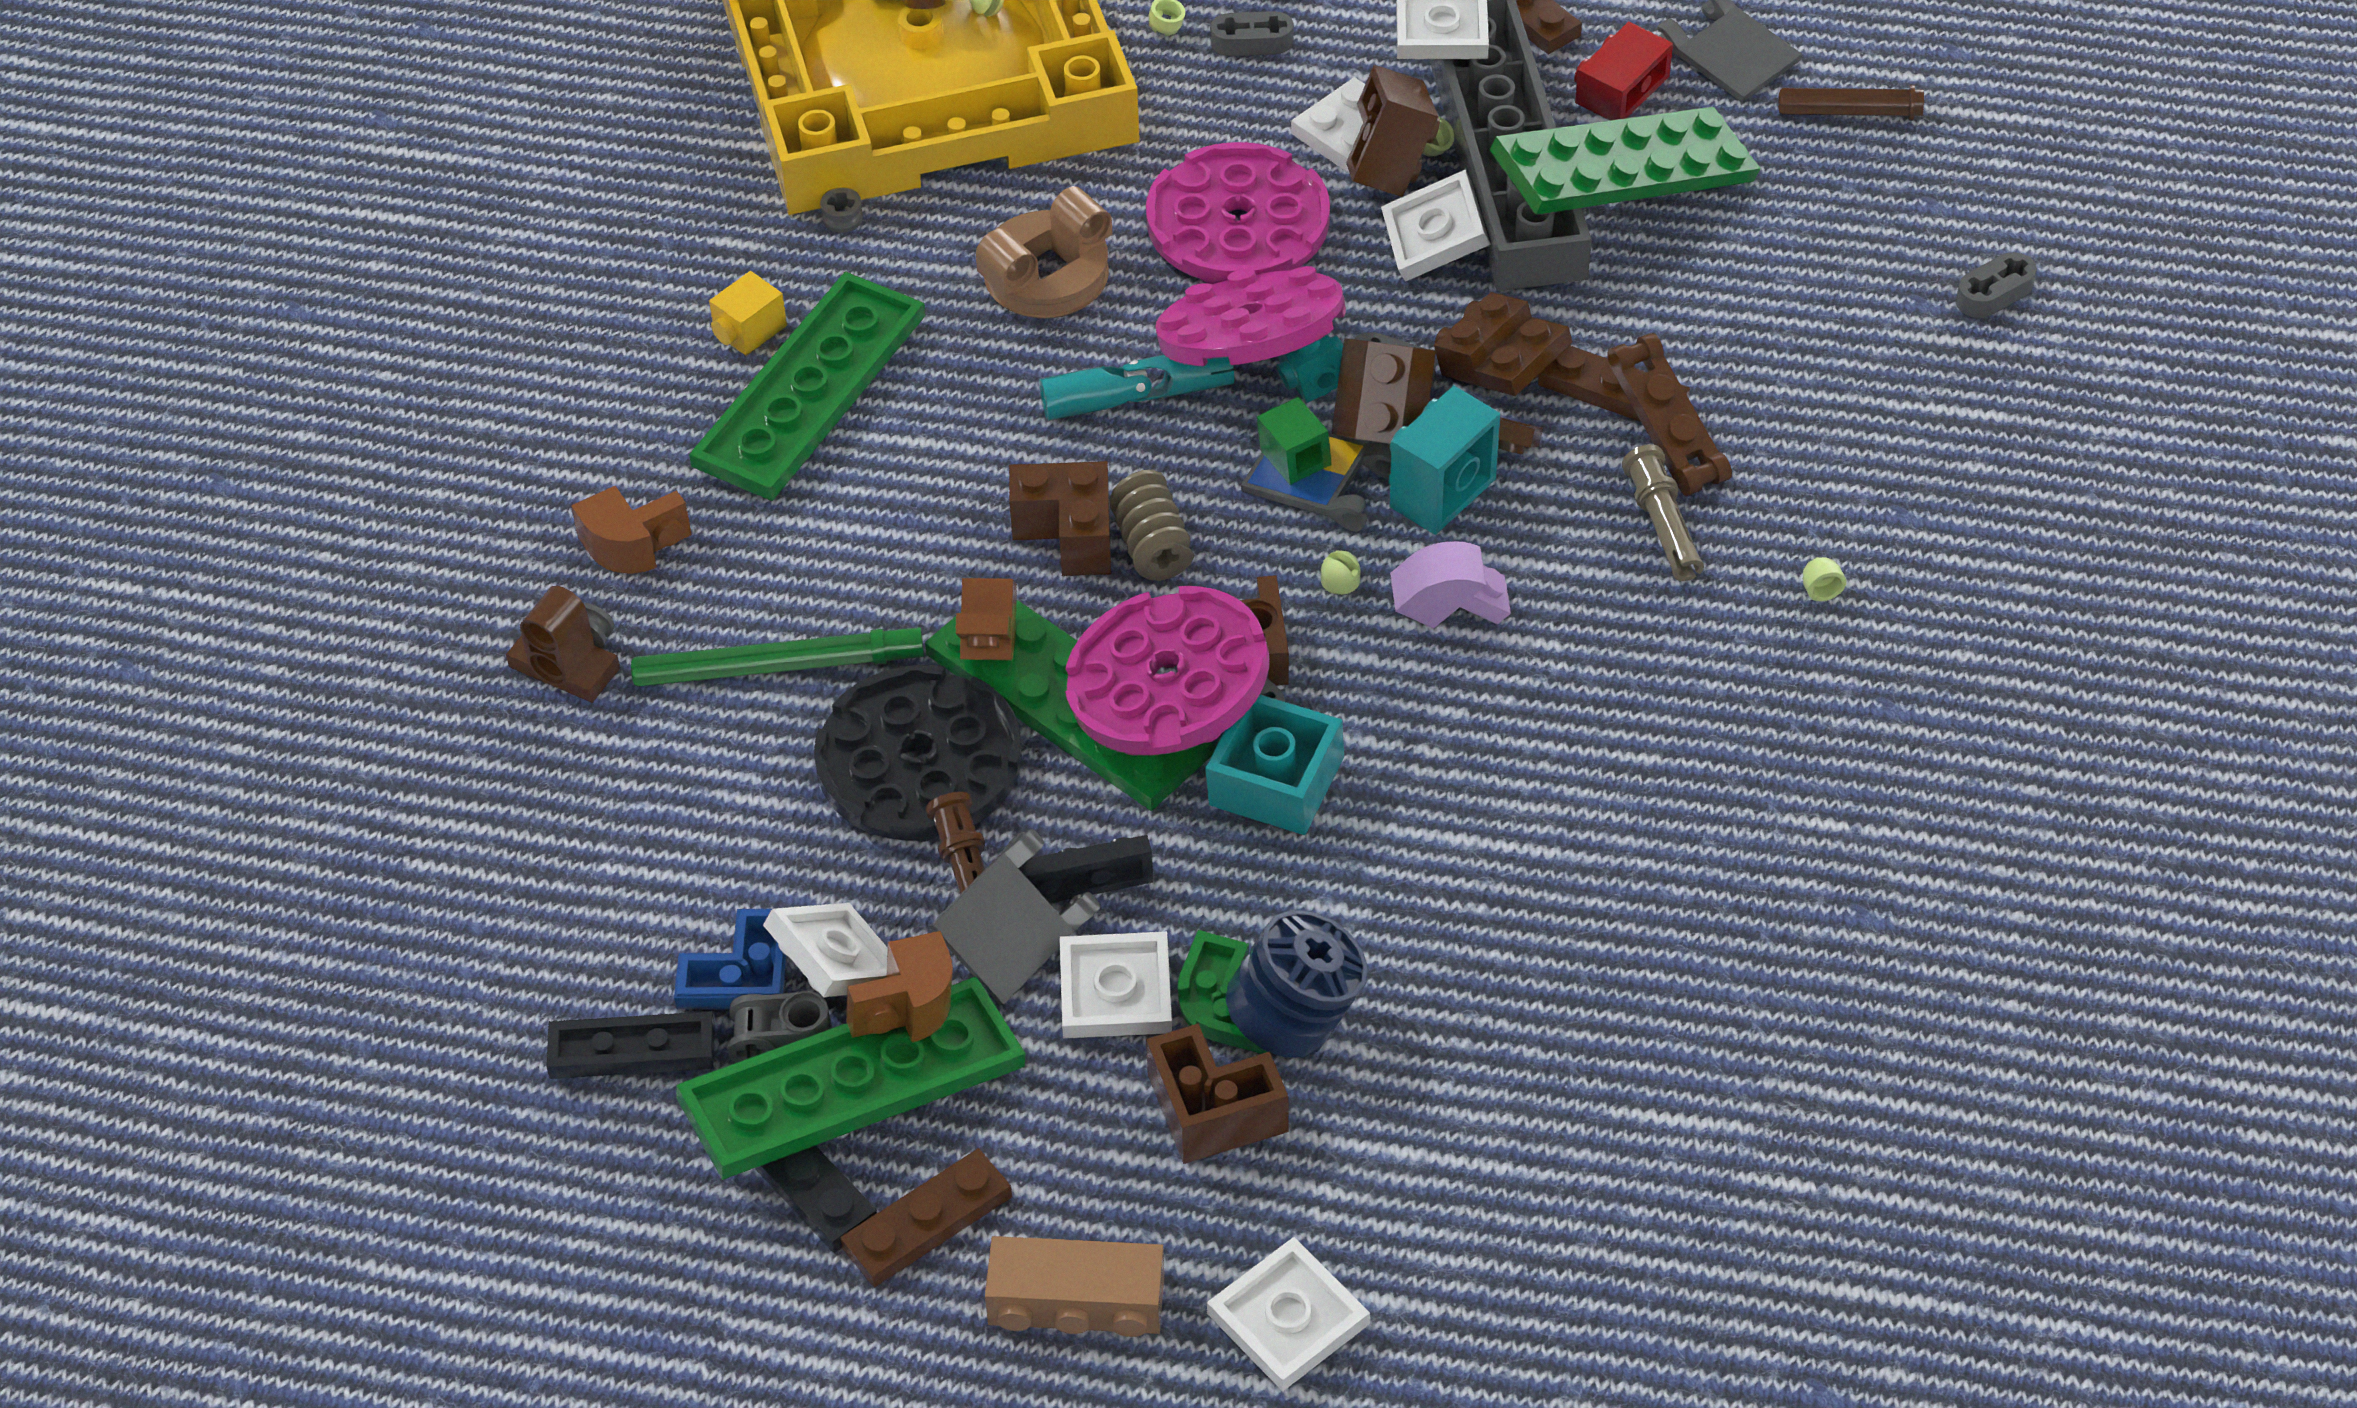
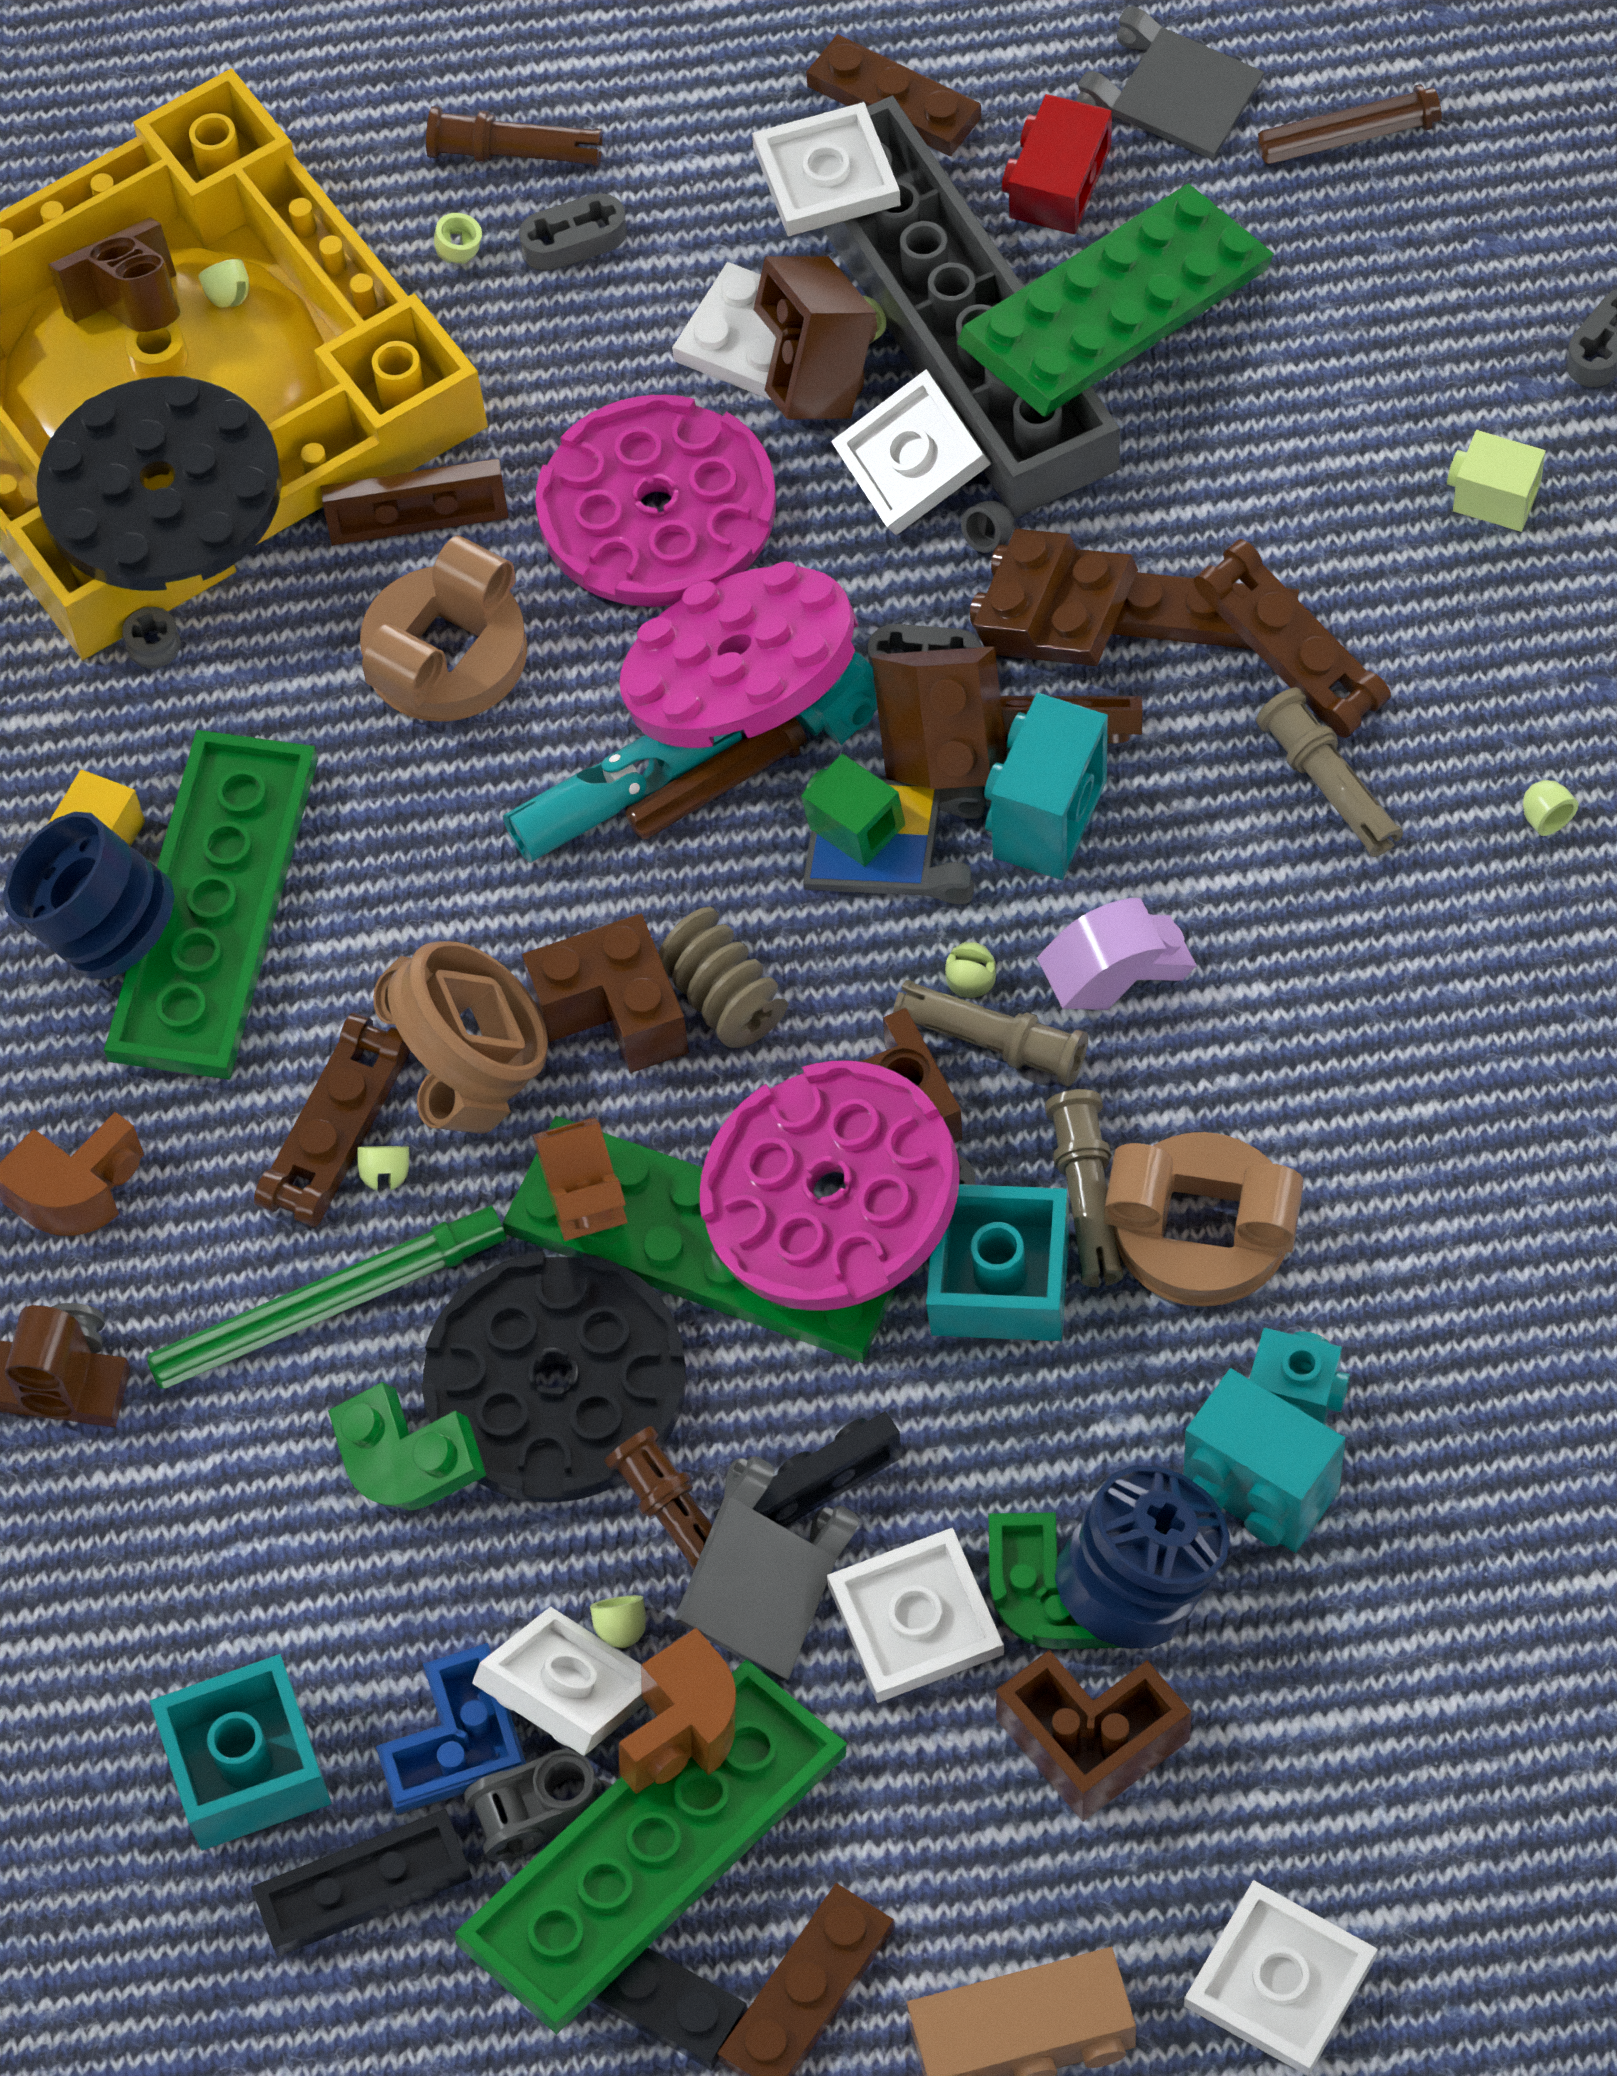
camera: 15 degrees left, 10 degrees up
(579, 928) = (240, 1752): none -> teal brick
(718, 347) = (88, 895): none -> dark blue wheel
(779, 775) = (401, 1466): none -> green plate
(834, 546) = (333, 1121): none -> reddish brown plate
(845, 126) = (142, 429): none -> black plate
(856, 579) = (383, 1160): none -> yellowish green hinge
(894, 924) = (619, 1620): none -> yellowish green hinge
(940, 532) = (468, 1073): none -> medium nougat piece
(1058, 167) = (414, 501): none -> reddish brown plate
(1207, 398) = (714, 778): none -> reddish brown axle
(1355, 624) = (1018, 1038): none -> dark tan pin
(1370, 717) = (1082, 1160): none -> dark tan pin
(1405, 746) = (1210, 1167): none -> medium nougat piece
(1418, 947) = (1264, 1460): none -> teal brick
(1467, 904) = (1301, 1371): none -> teal brick
(1472, 286) = (981, 520): none -> dark grey hinge
(1870, 353) = (1496, 480): none -> yellowish green brick

